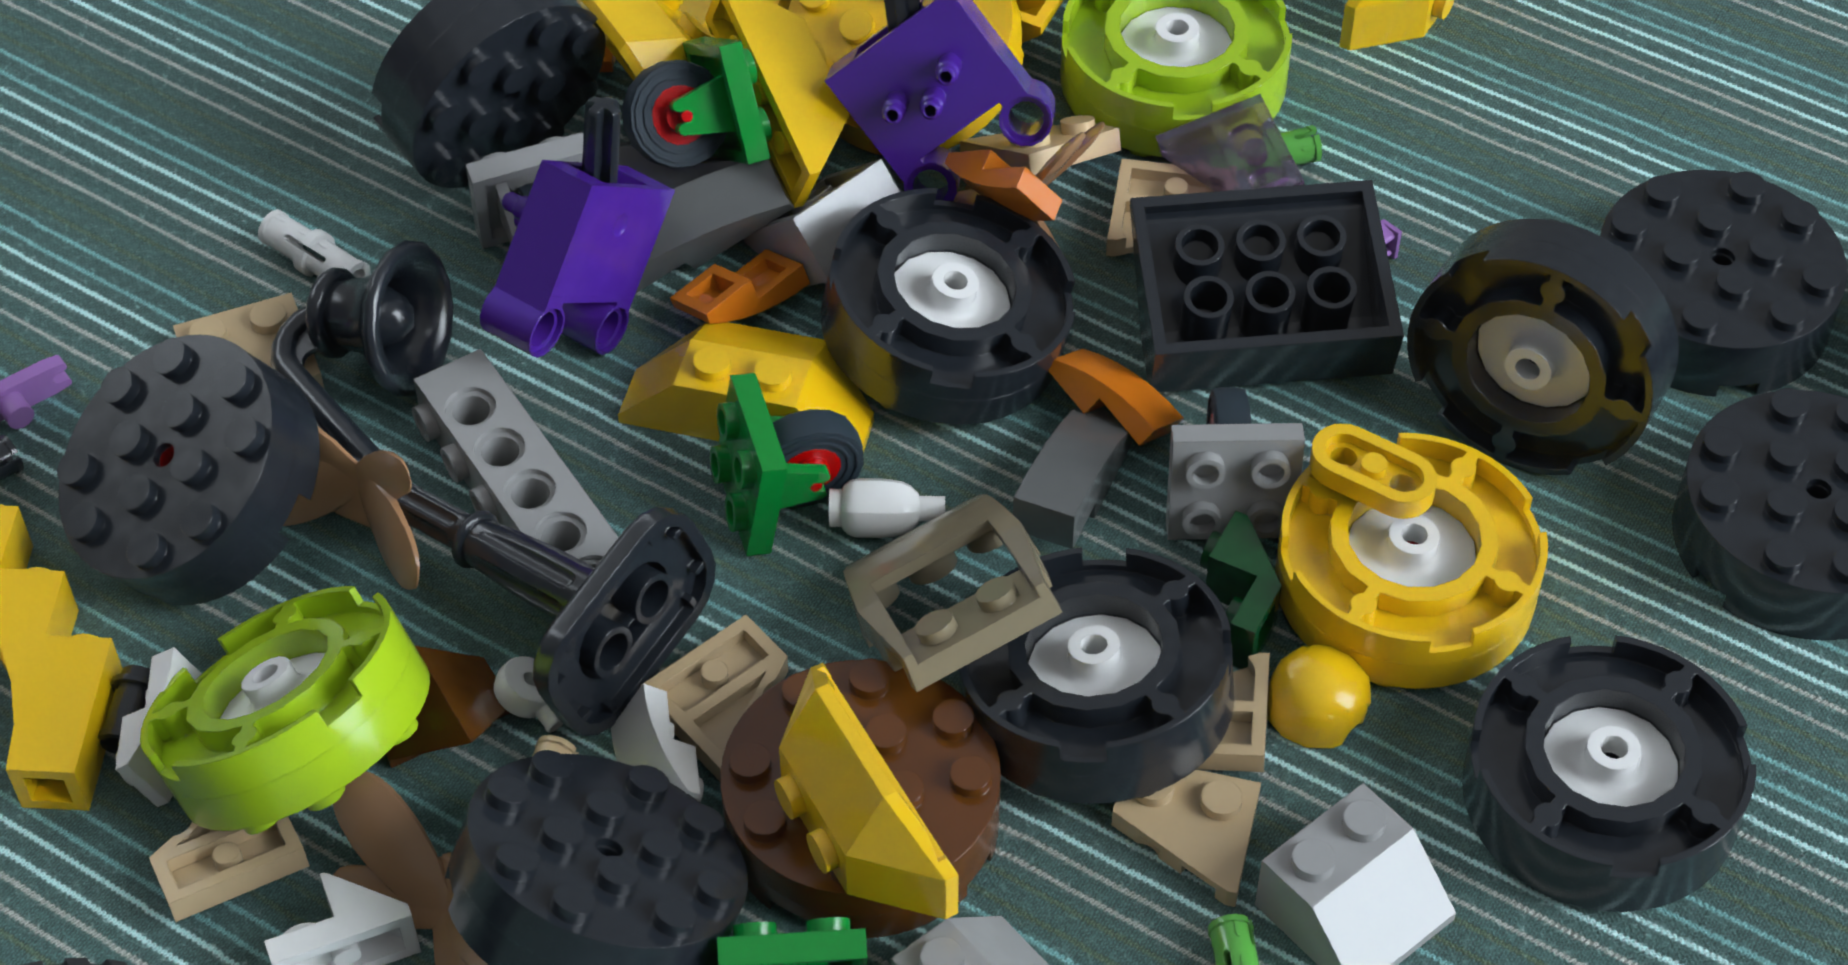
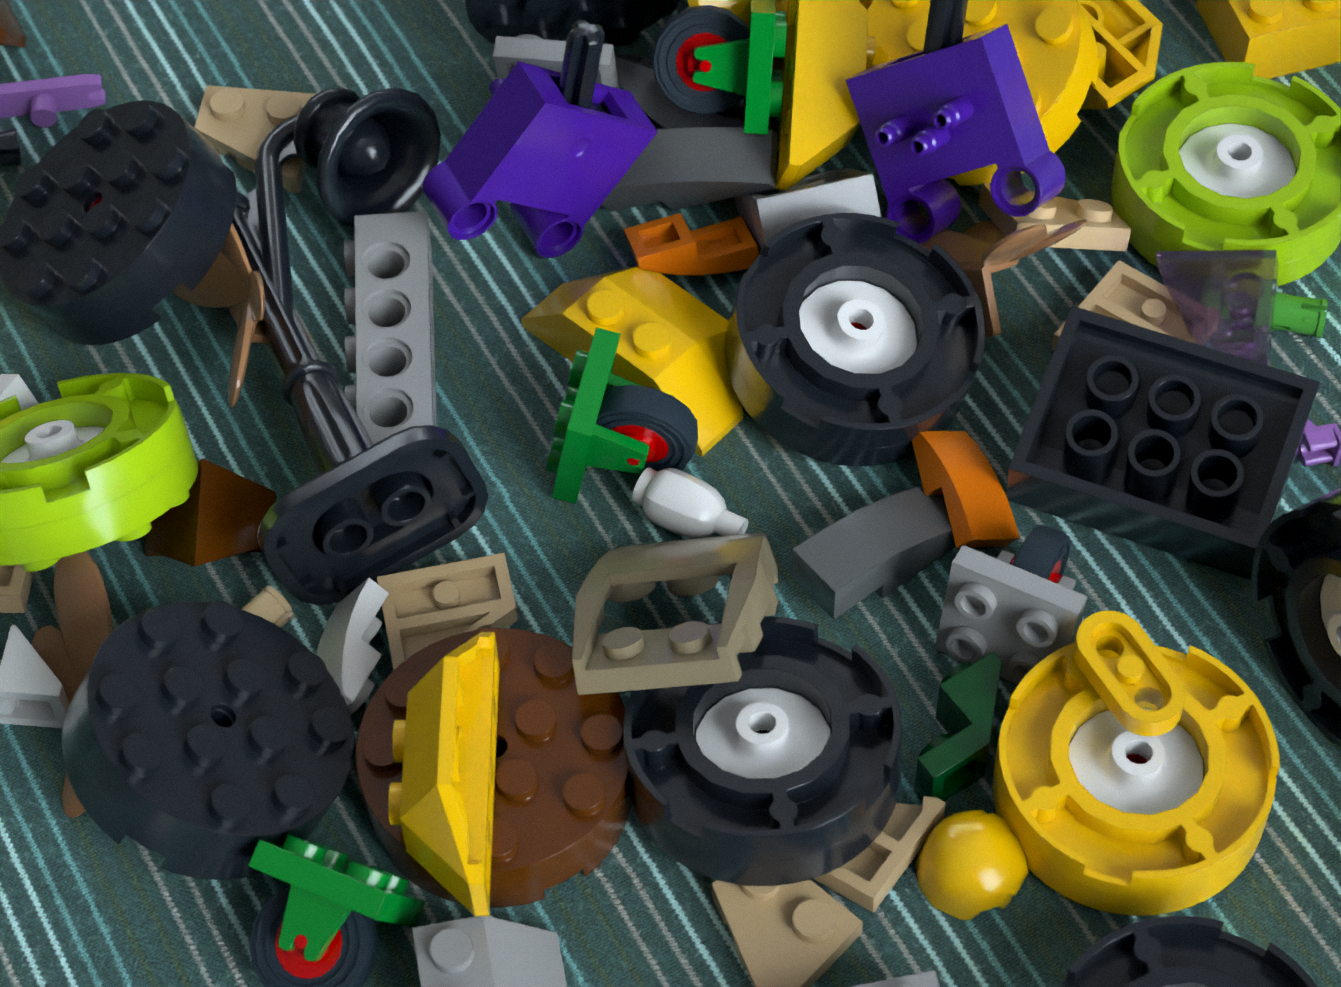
camera: 30 degrees right, 5 degrees up
(289, 237) = (357, 60): white pin -> none
(1012, 187) = (963, 243): orange slope -> none

